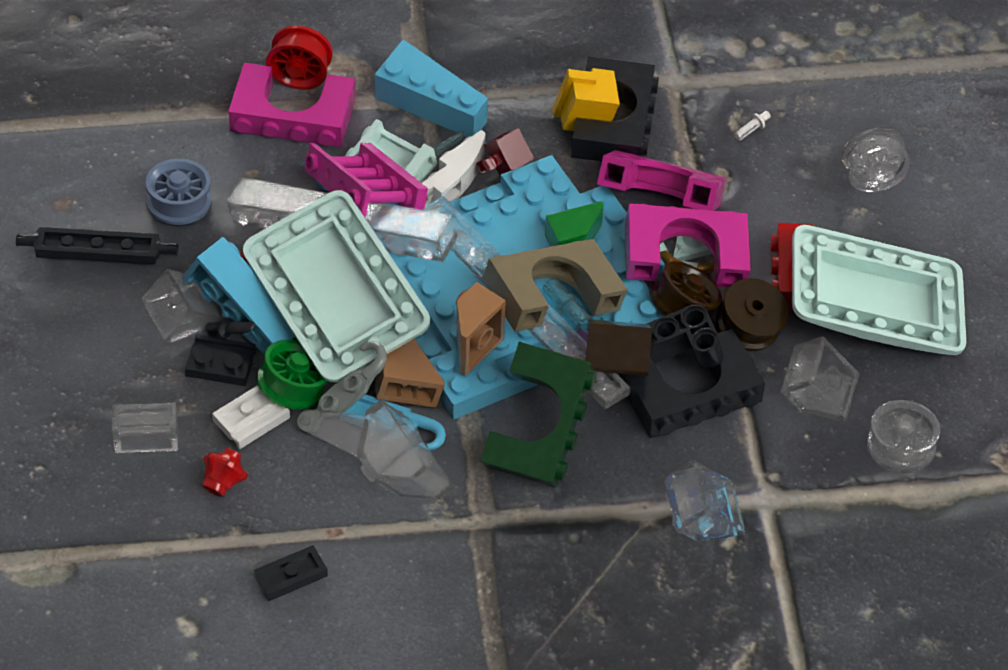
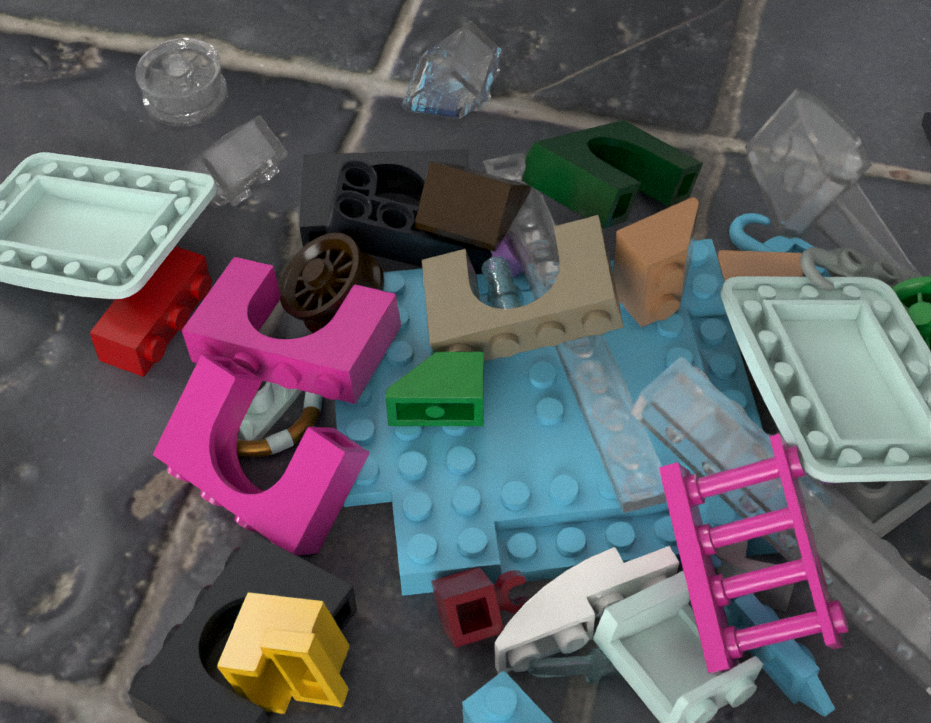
camera: 155 degrees left, 0 degrees up
(754, 312) = (256, 234): dark brown wheel -> none
(757, 121) = (28, 565): white piece -> none

